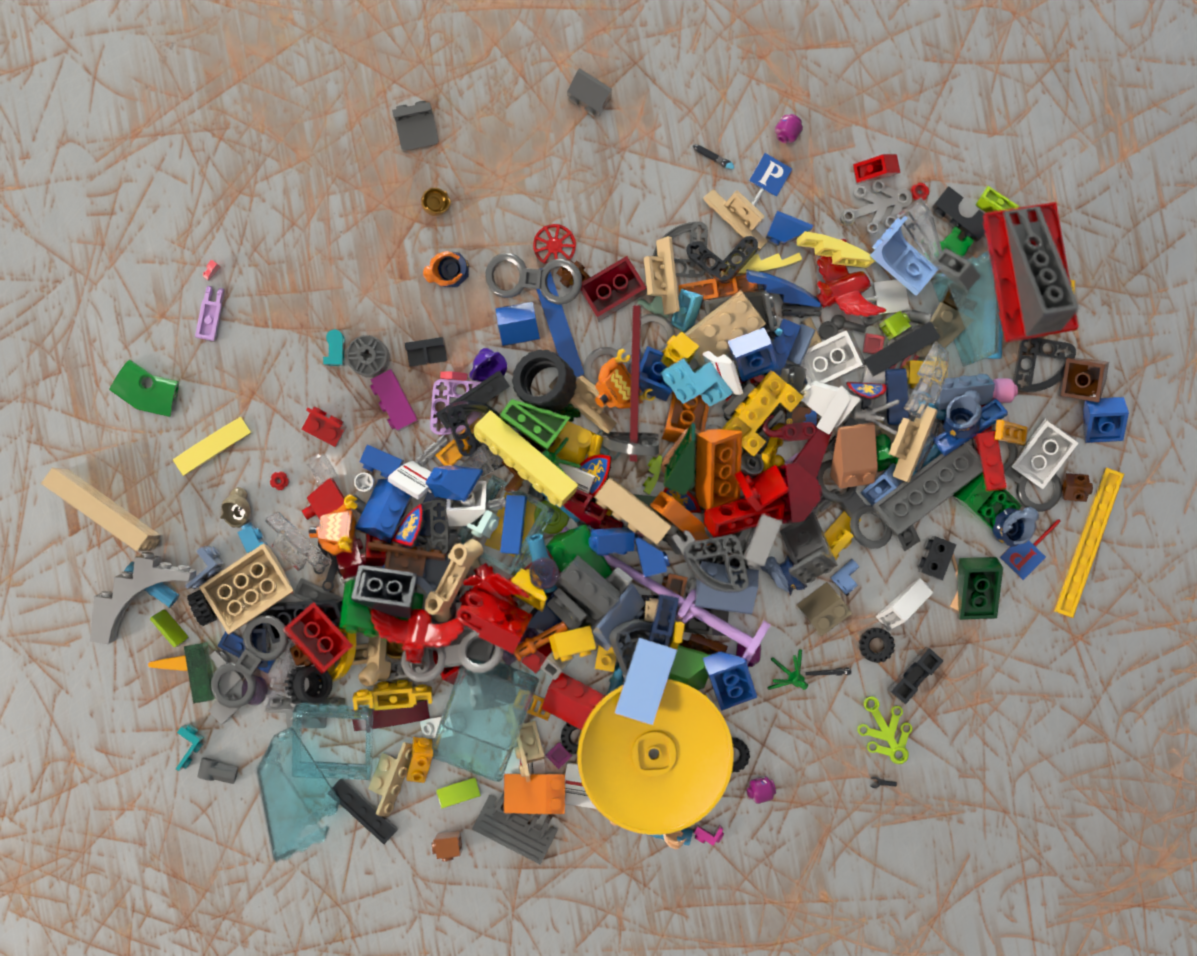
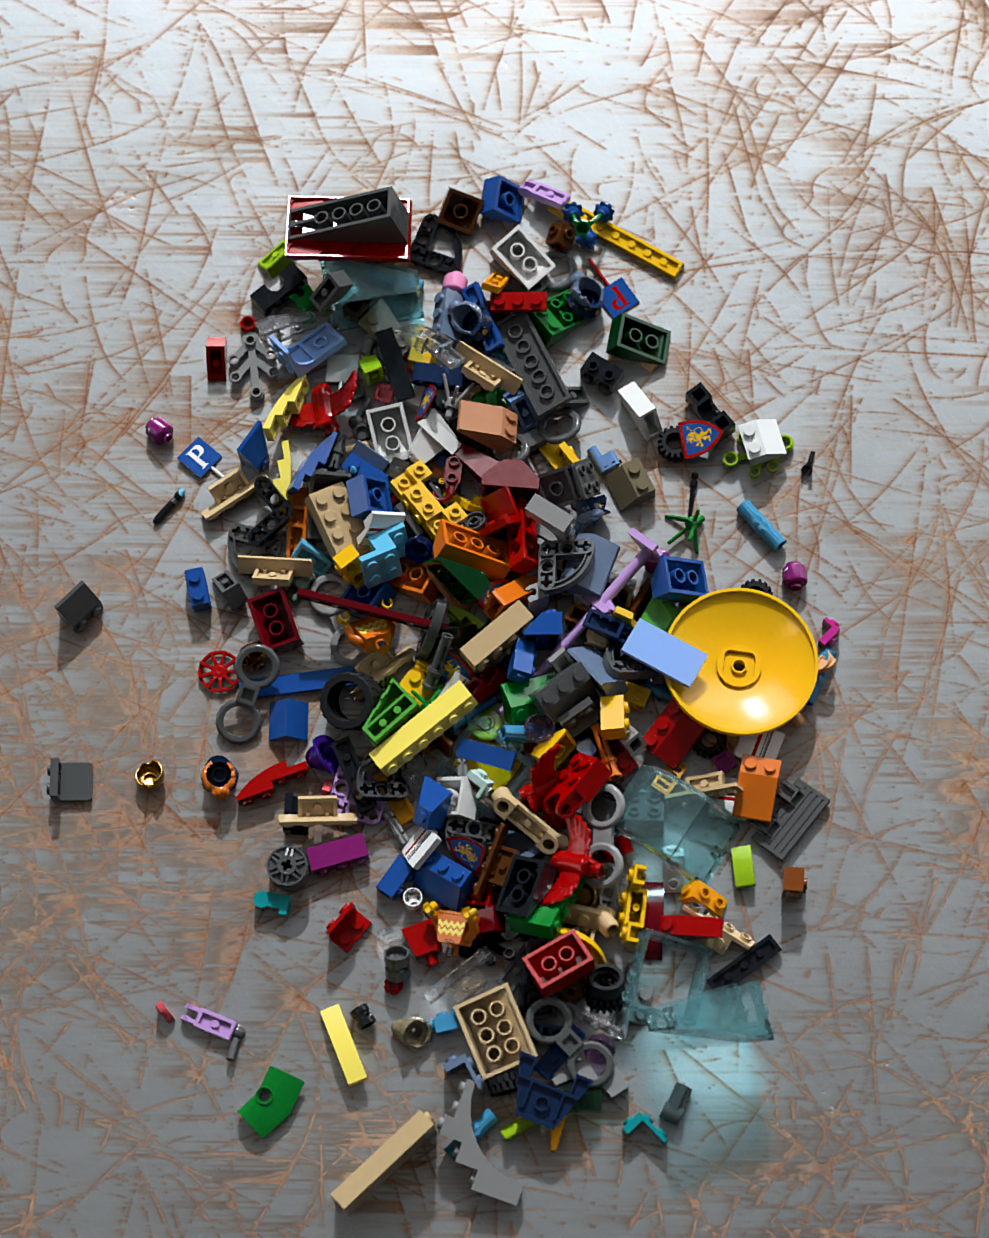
camera: 75 degrees left, 15 degrees down
(186, 646) = (541, 1101): none -> dark blue wing
(203, 343) = (238, 1034): none -> dark grey bar
(242, 458) = (363, 1016): none -> black wheel
(296, 481) = (397, 964): none -> dark grey wheel
(384, 755) = (692, 927): none -> red slope
(426, 373) = (317, 811): none -> tan bracket
(449, 314) = (263, 784): none -> red slope
(591, 457) = (436, 669): none -> dark grey pin
(629, 471) = (461, 634): none -> black panel
(631, 205) = (197, 589): none -> blue brick
(638, 236) = (230, 590): none -> dark grey slope
(710, 415) = (419, 549): none -> clear blue hair
(807, 747) = (761, 525): none -> dark azure axle
(885, 669) = (698, 437): none -> shield
(895, 733) = (762, 440): none -> white slope
(1085, 510) = (585, 236): none -> blue plant
(1119, 461) = (544, 194): none -> lavender hinge

